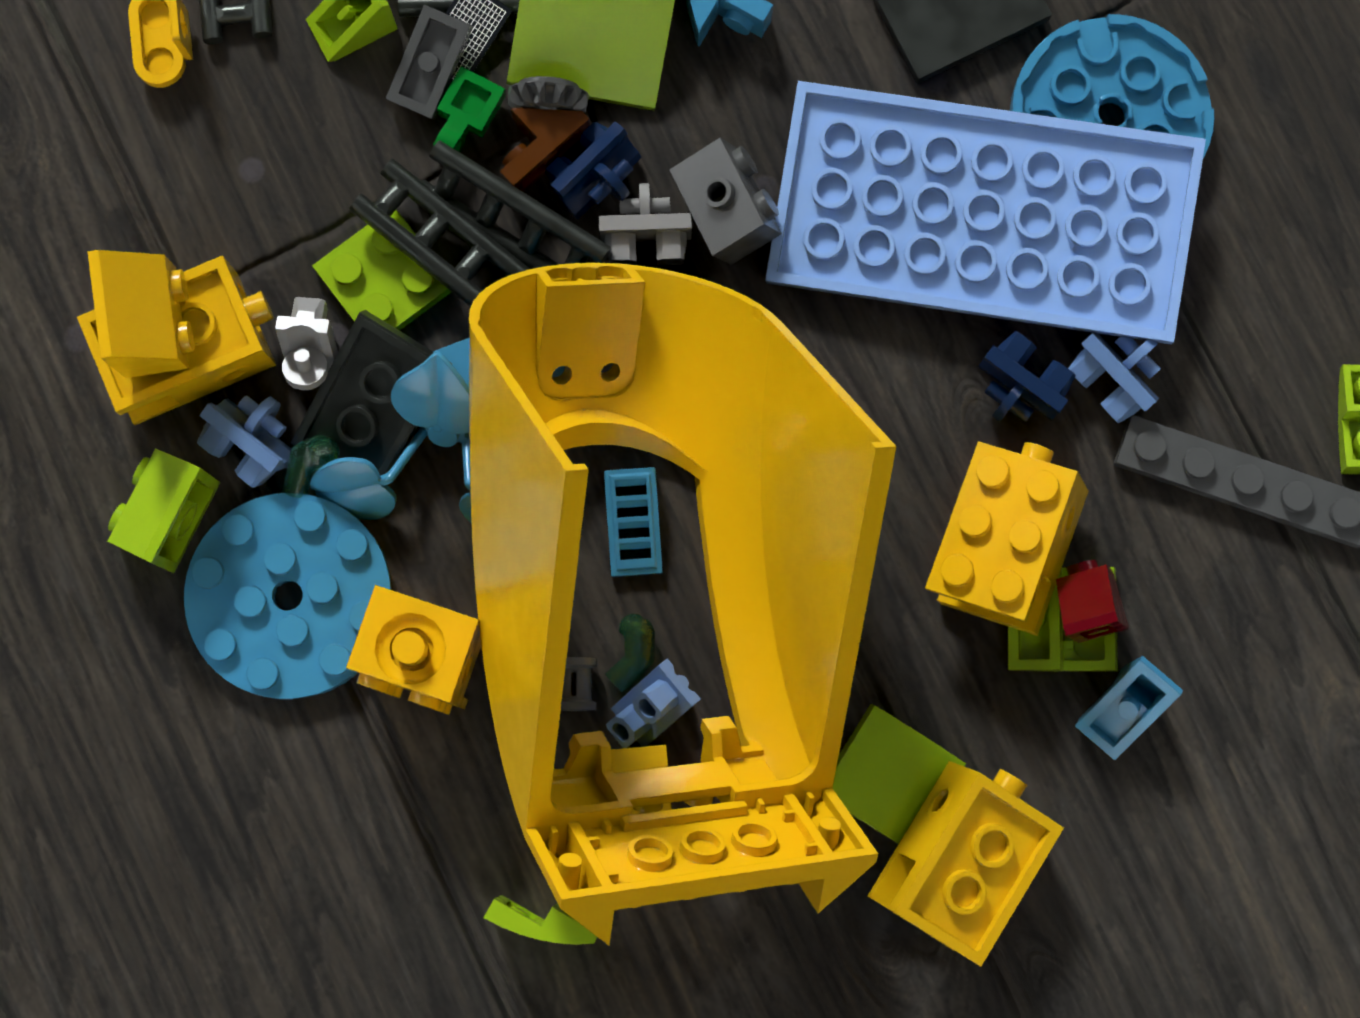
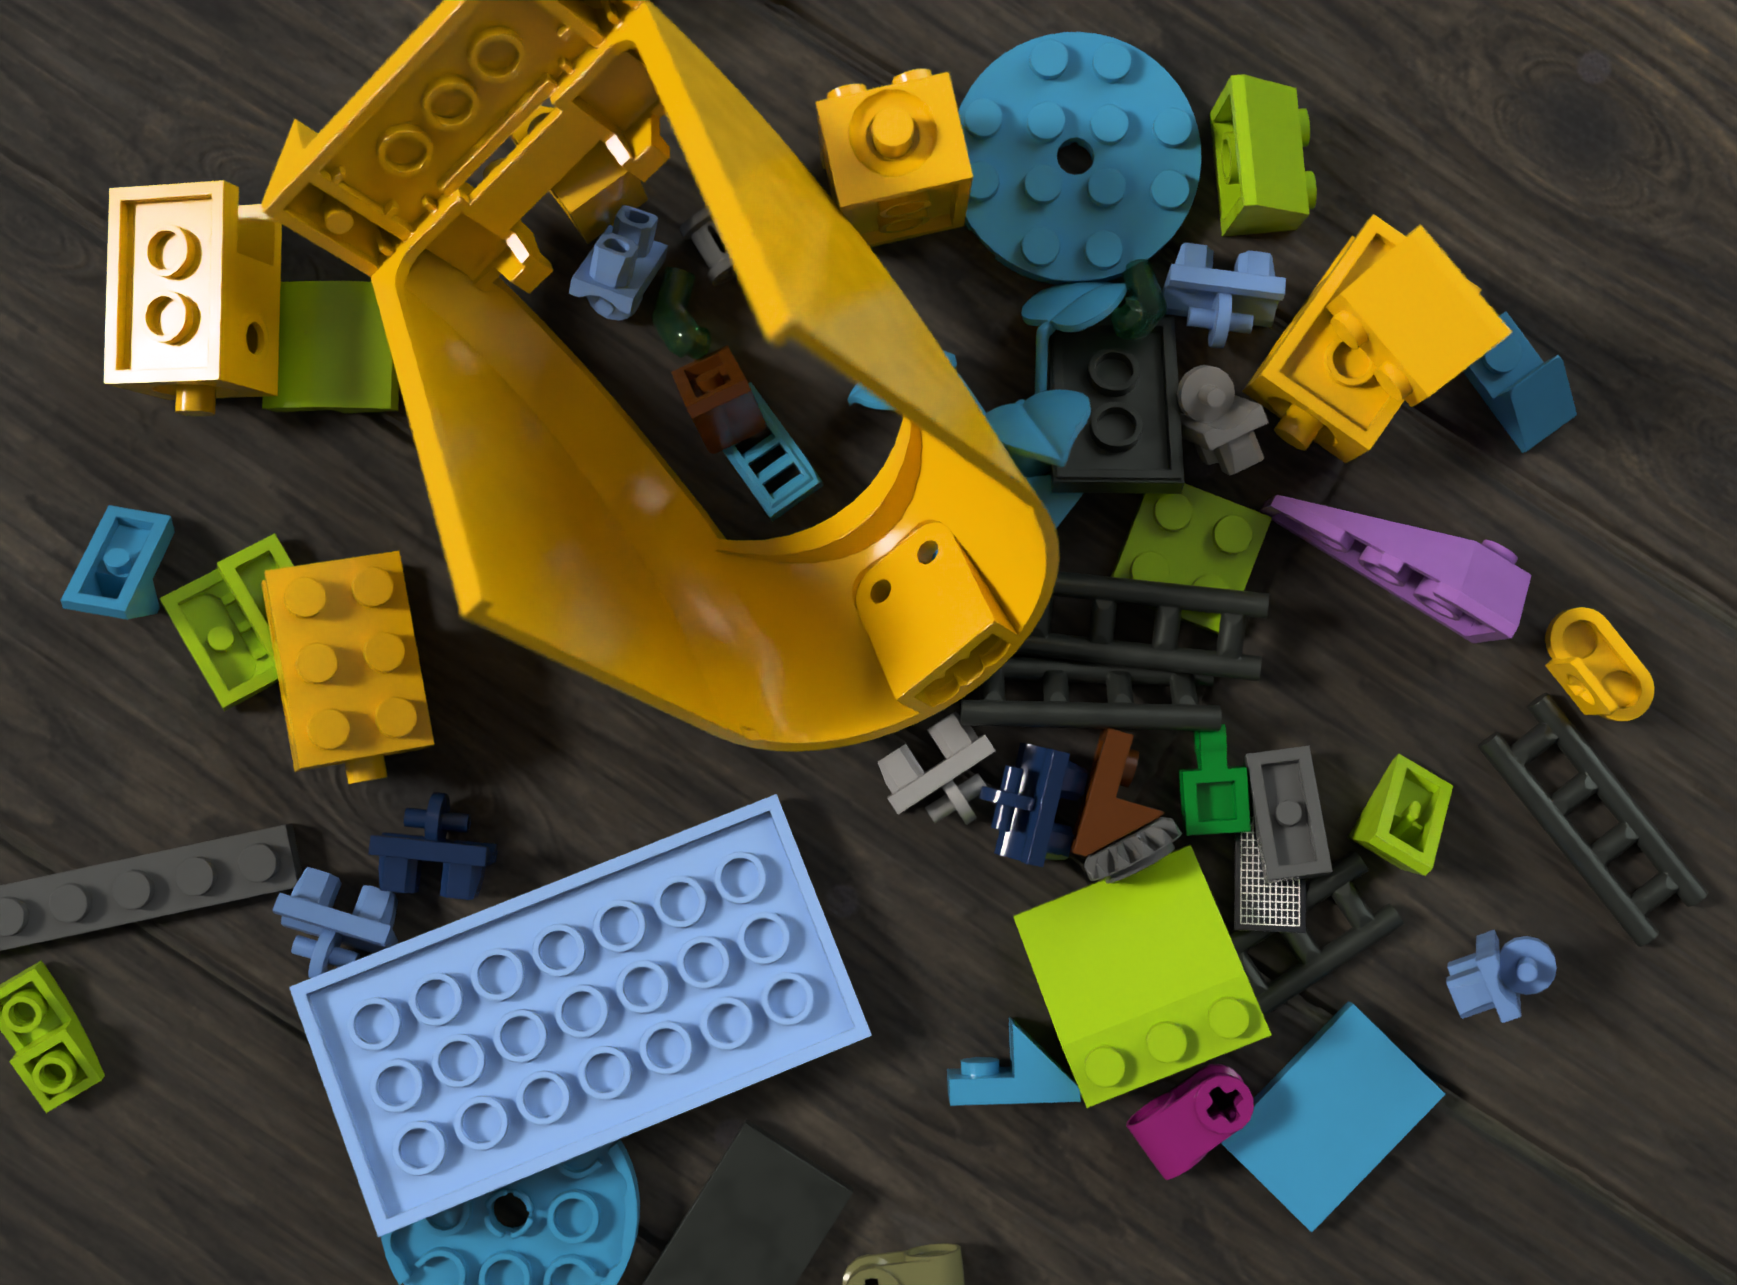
camera: 150 degrees right, 5 degrees up
(72, 238) = (1521, 389): none -> dark azure slope
(220, 153) = (1447, 577): none -> medium lavender wedge
(640, 574) = (719, 400): none -> reddish brown slope
(726, 200) = (869, 853): dark grey brick -> none
(1090, 602) = (216, 644): dark red slope -> none

